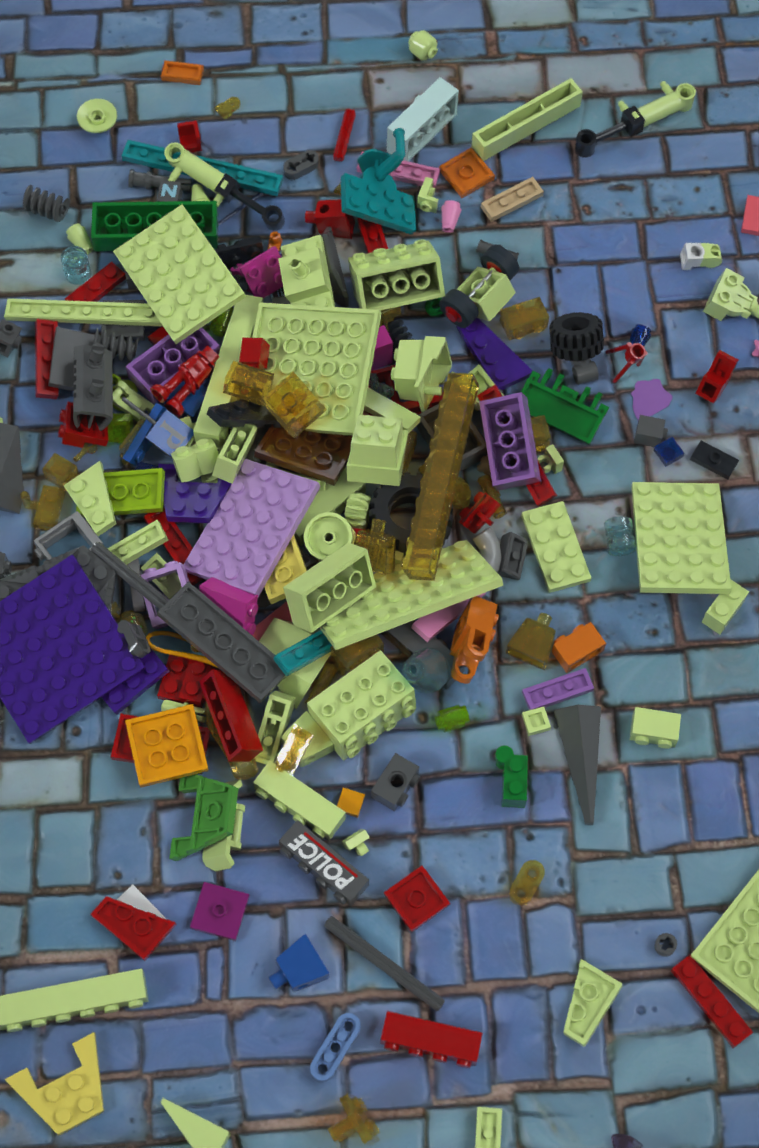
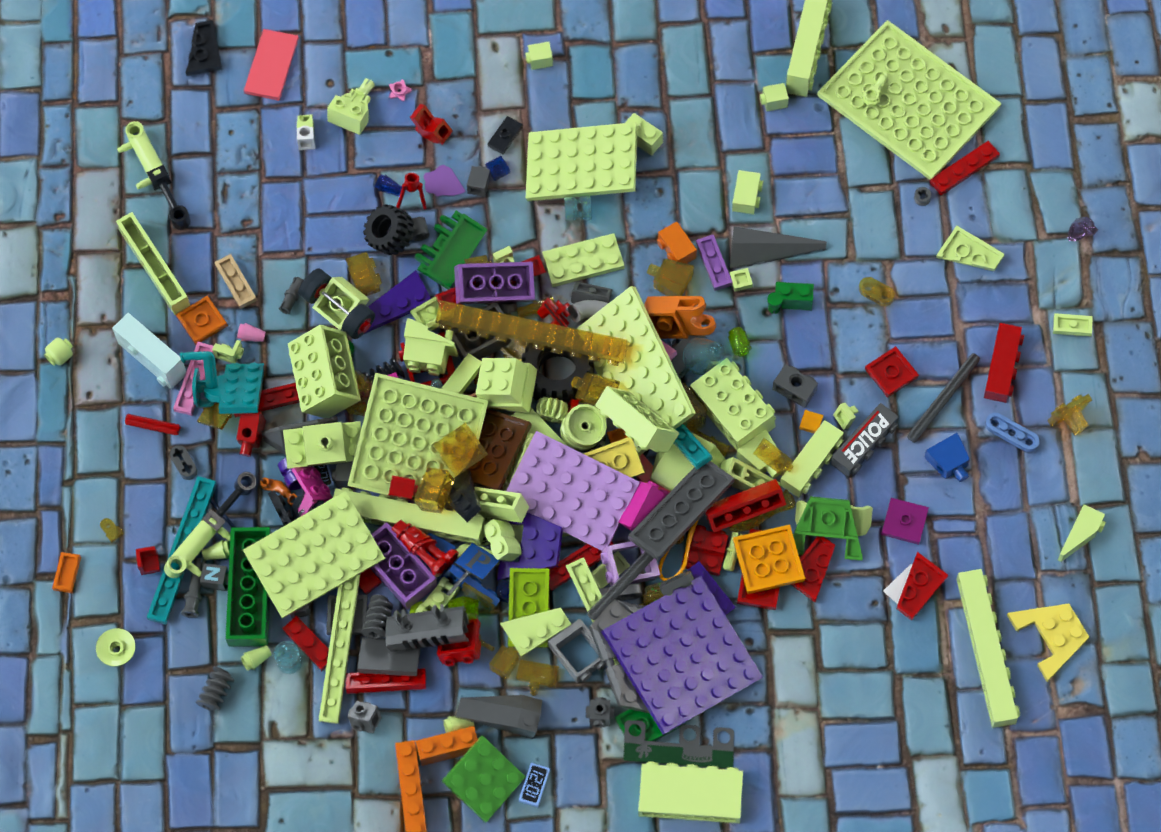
camera: 85 degrees left, 0 degrees up
(160, 801) = (815, 565): none -> red wing

